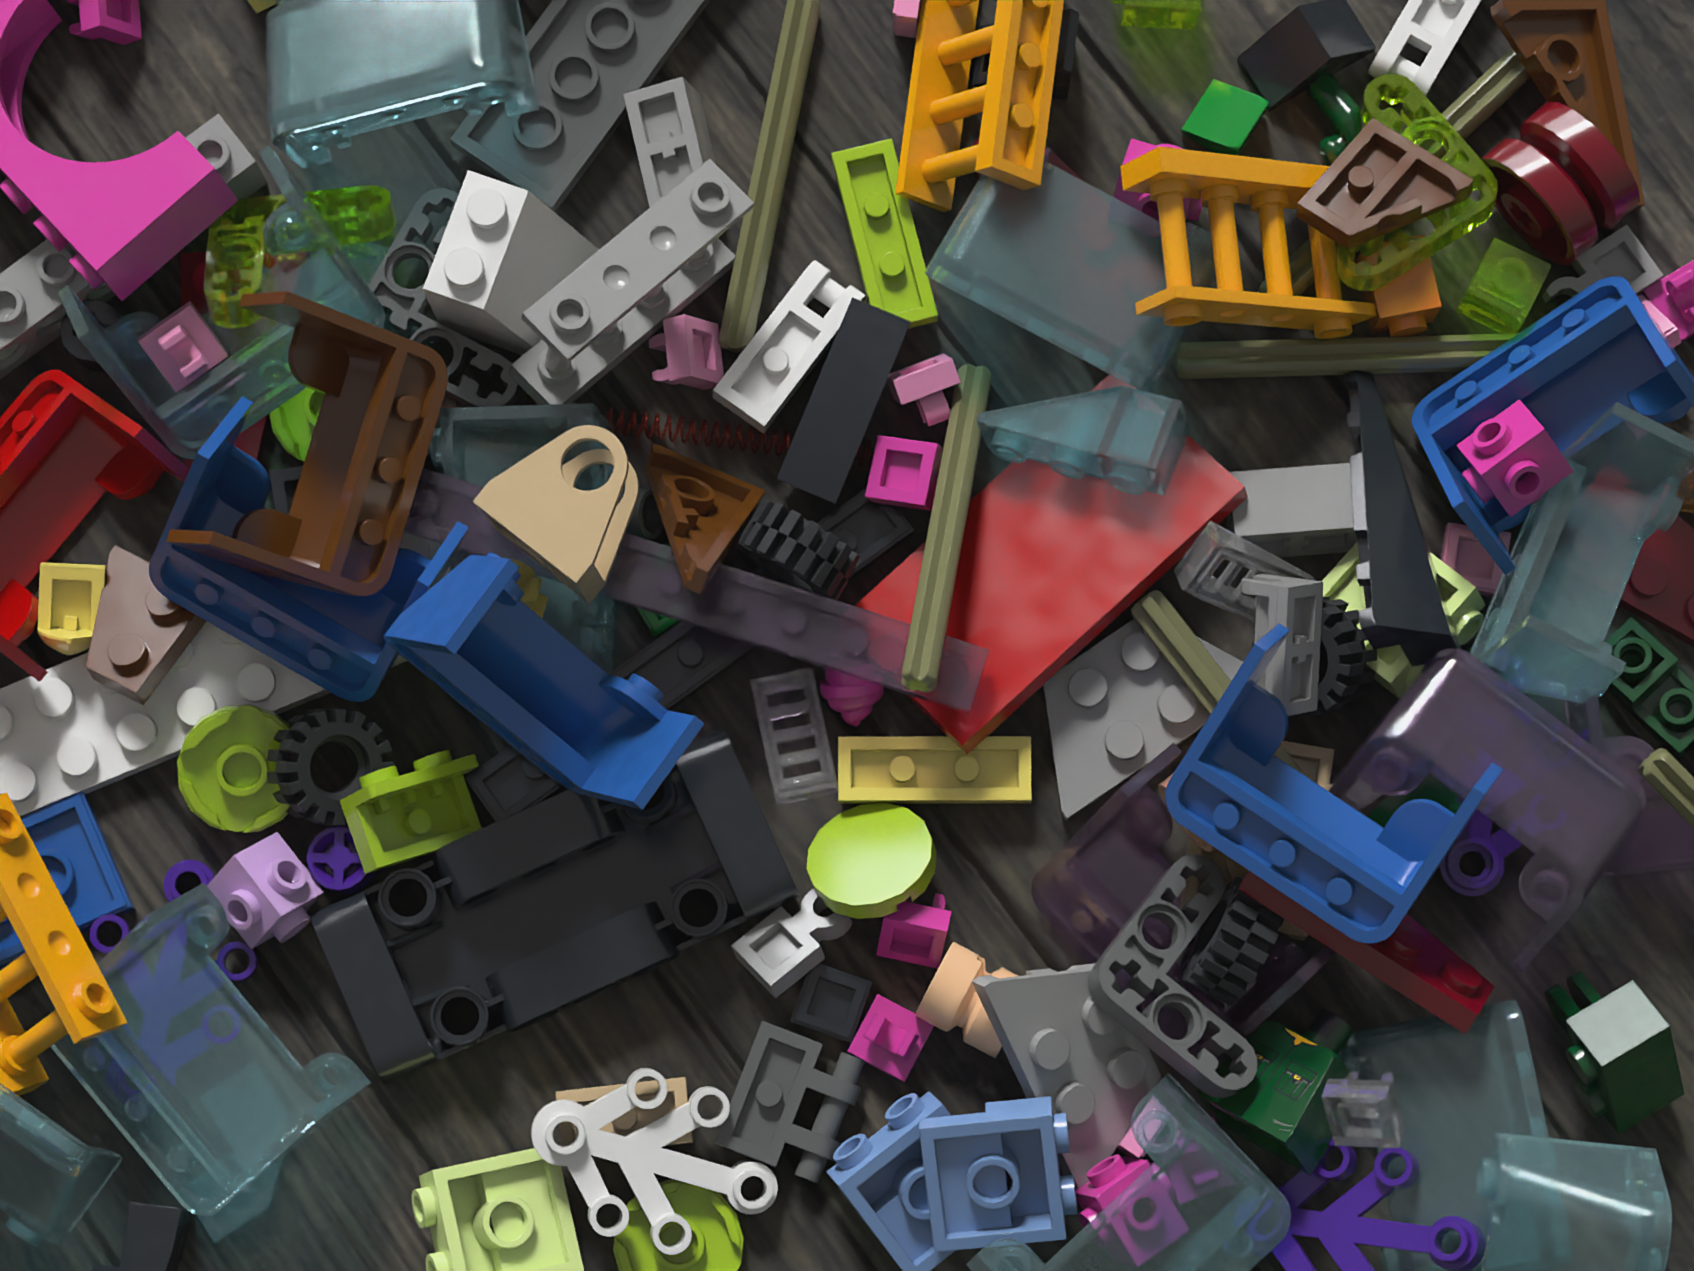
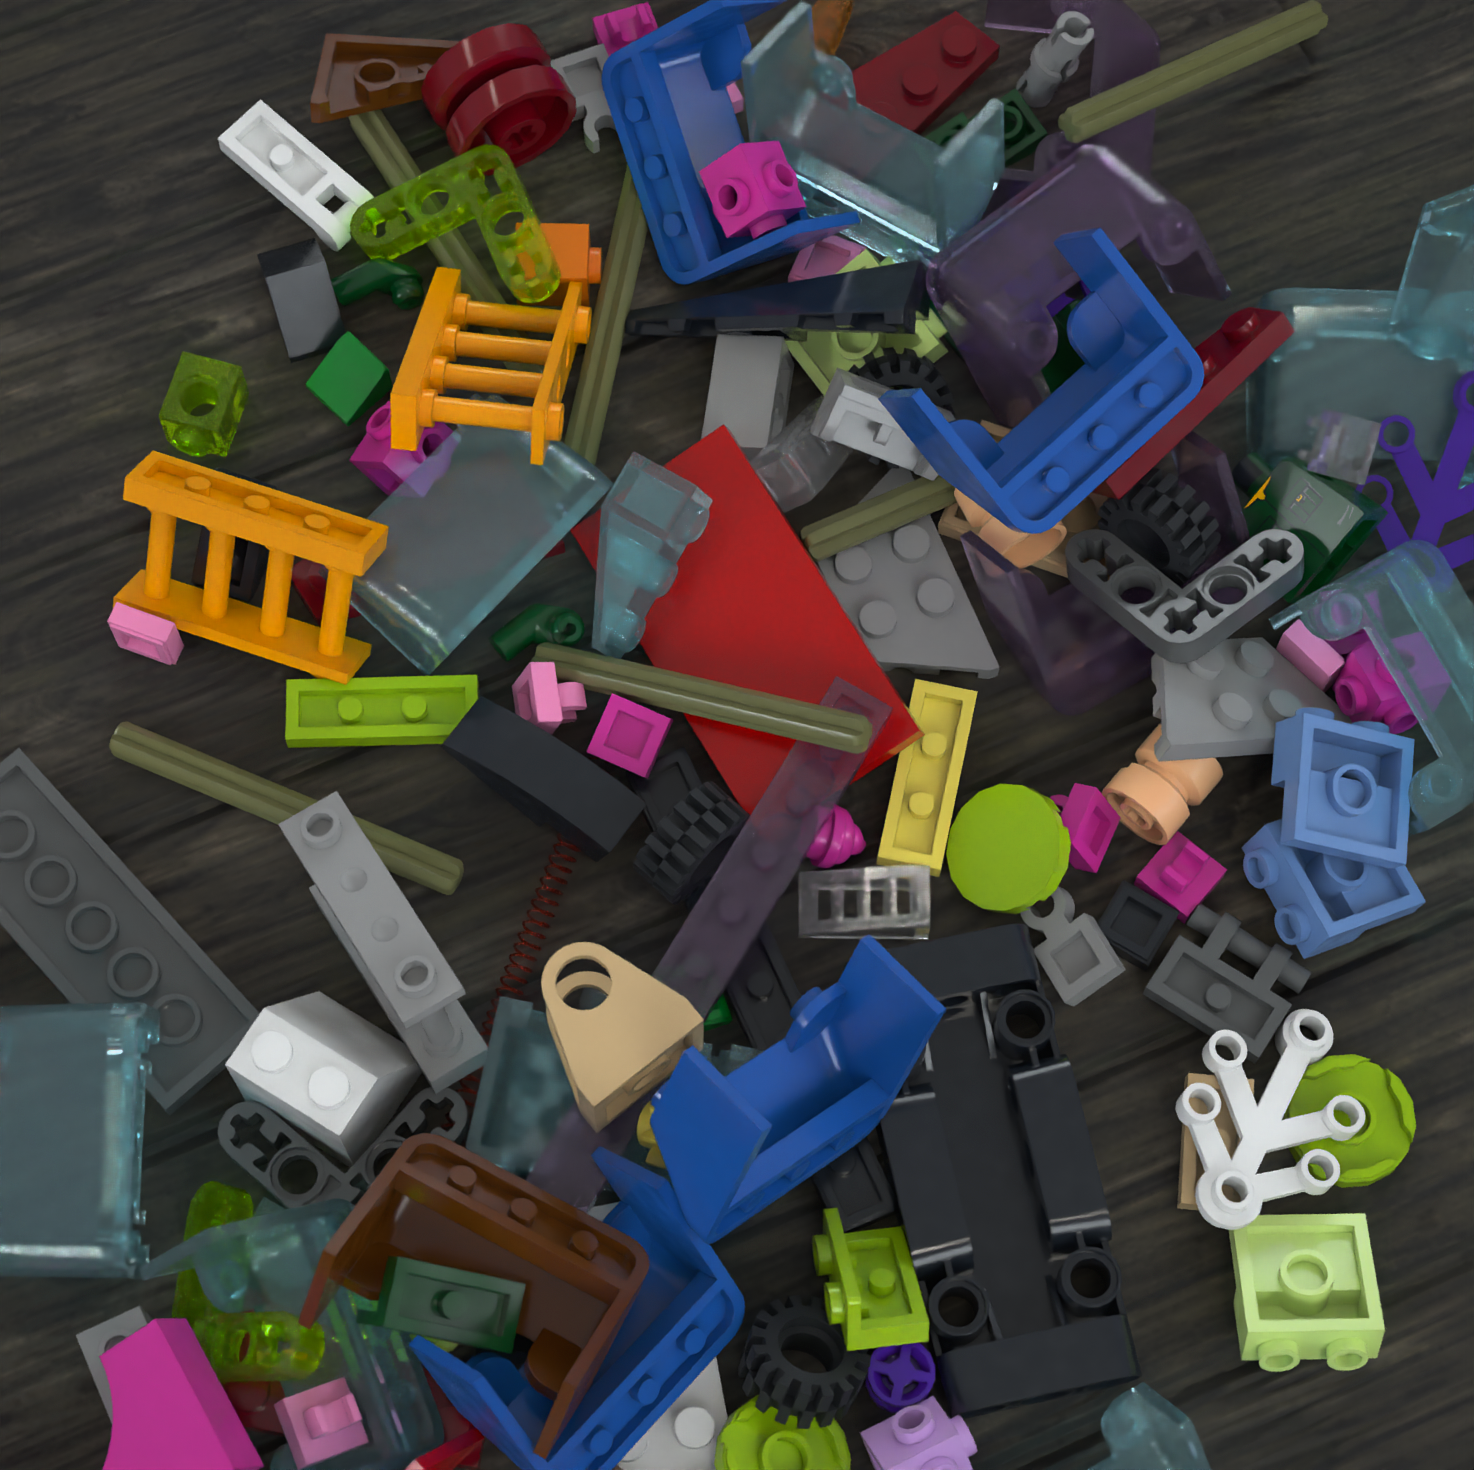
camera: 80 degrees left, 10 degrees down
(291, 424) = (447, 1305): none -> dark green panel
(668, 134) = (238, 888): light grey hinge -> none
(691, 351) = (456, 916): bright pink tile -> none
(700, 512) = (641, 924): reddish brown wing -> none
(785, 348) = (473, 825): white plate -> none
(1010, 364) = (538, 625): none -> dark green arm
(1380, 187) = (467, 238): reddish brown wing -> none
(1503, 287) = (580, 175): clear neon green brick -> none
(1617, 1050) = (1316, 235): dark green brick -> none

